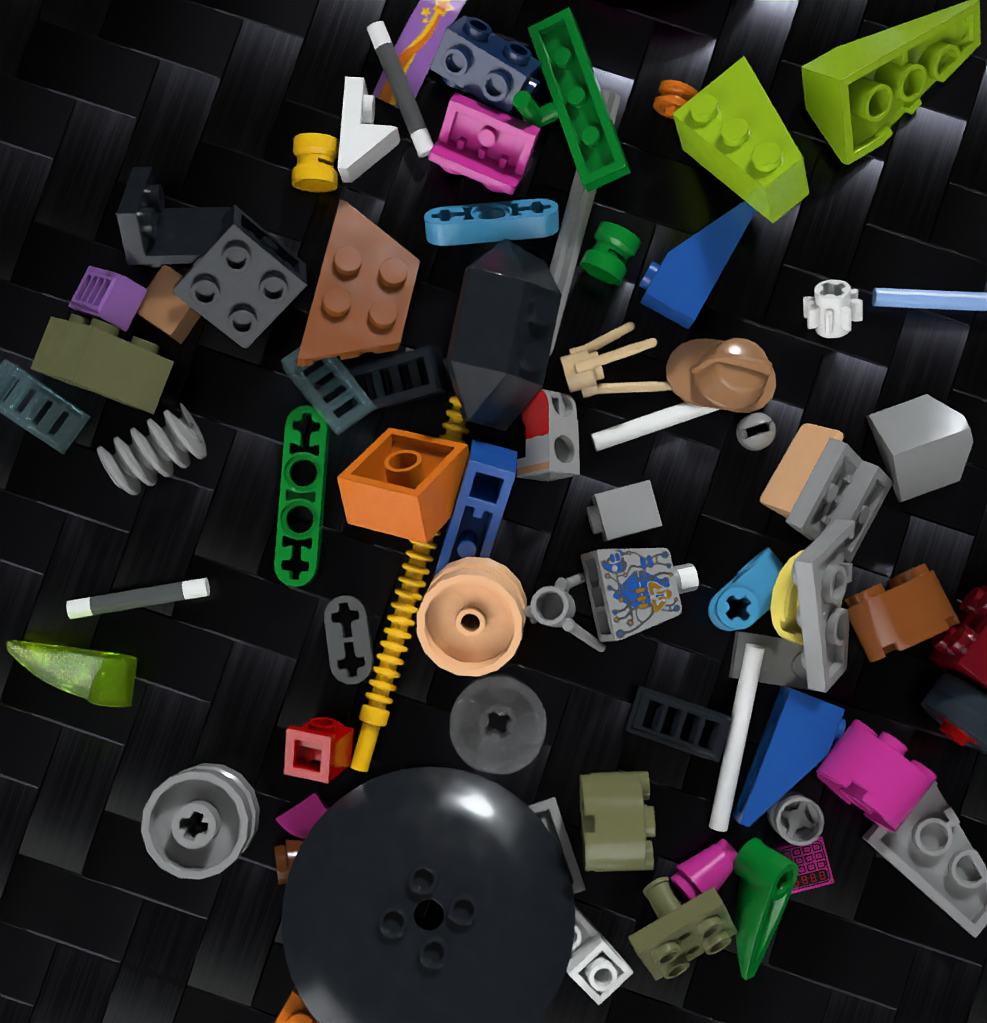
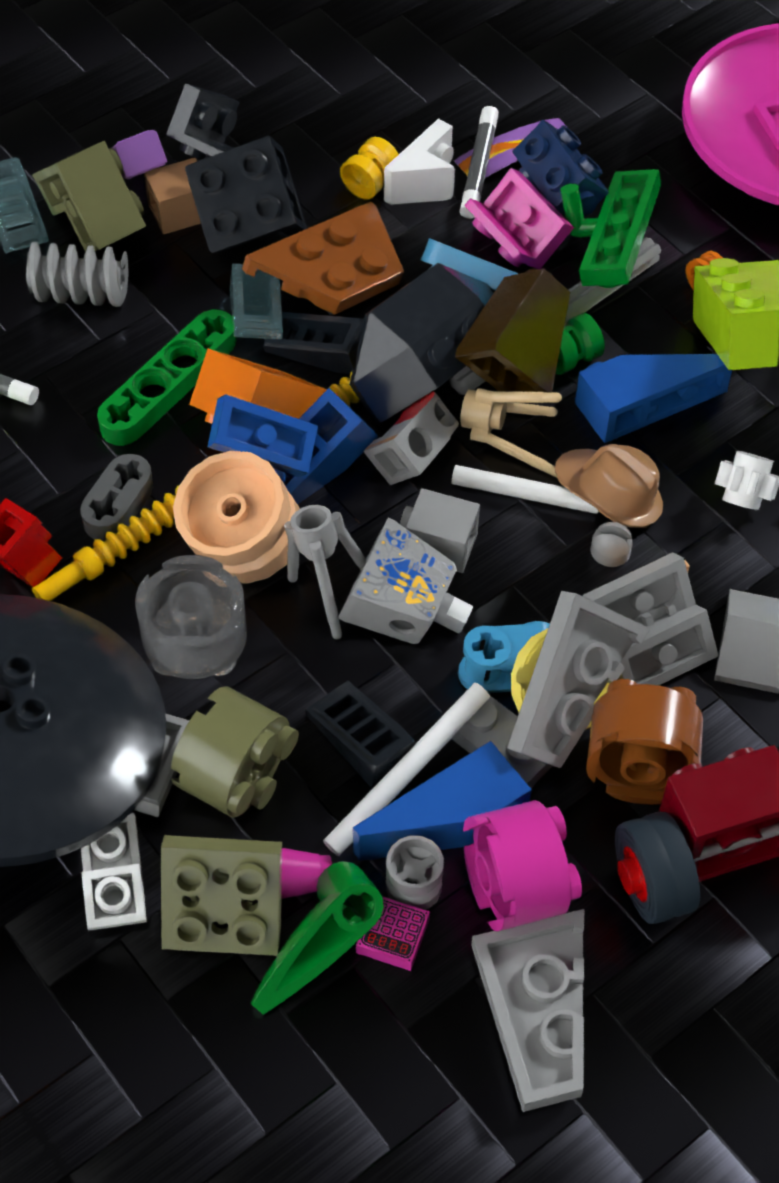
camera: 30 degrees right, 30 degrees down
(451, 545) = (264, 432): none -> blue plate
(578, 291) = (518, 333): none -> dark brown slope

